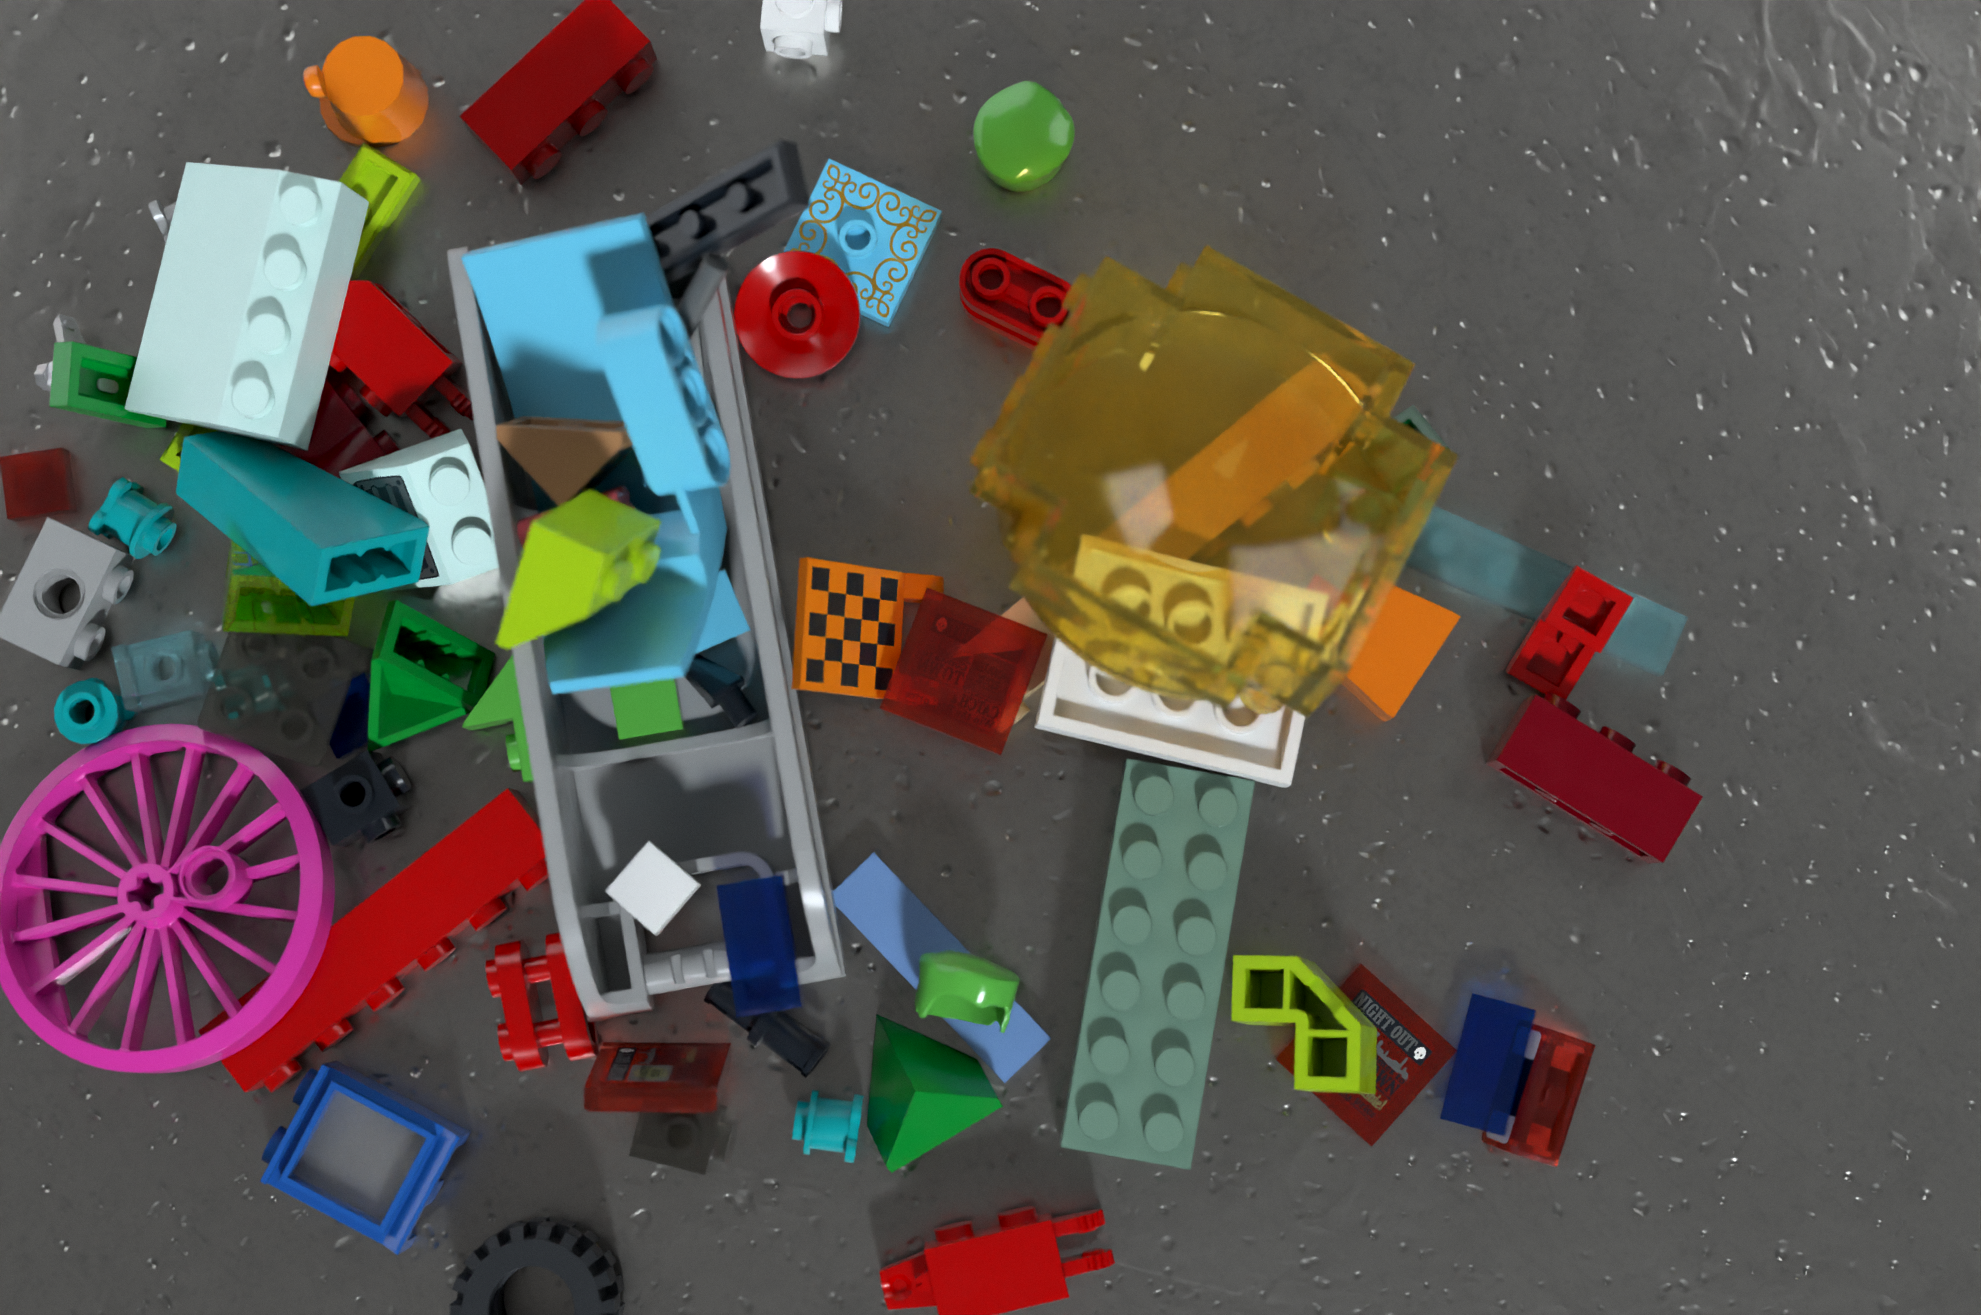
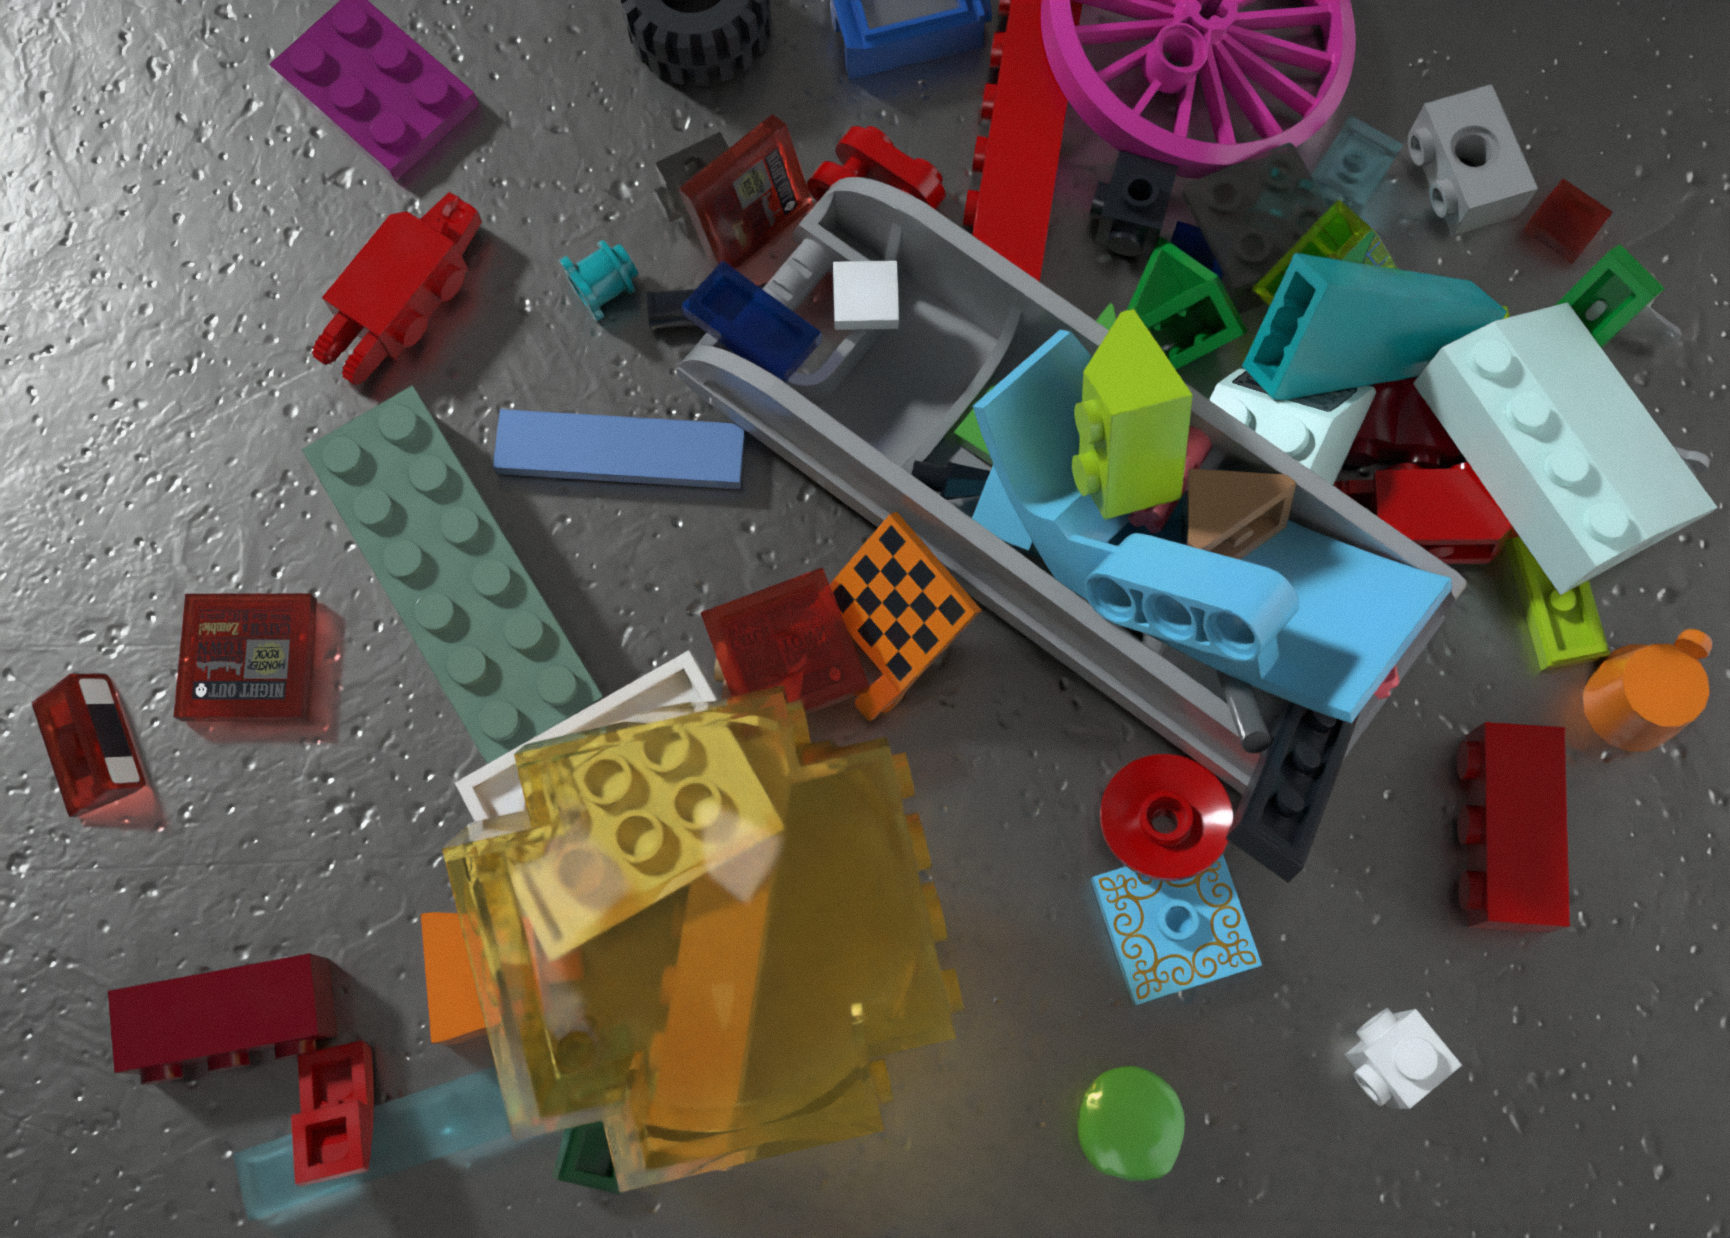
camera: 140 degrees right, 10 degrees down
(108, 711) = (1373, 99): teal brick -> none
(134, 520) = (1479, 248): teal brick -> none
(921, 1093) = (553, 354): green slope -> none
(965, 988) = (582, 437): bright green hair -> none
(1012, 296) = (1014, 982): red brick -> none
(1331, 1034) = (313, 644): lime brick -> none
(1488, 1065) = (139, 726): clear blue tile -> none

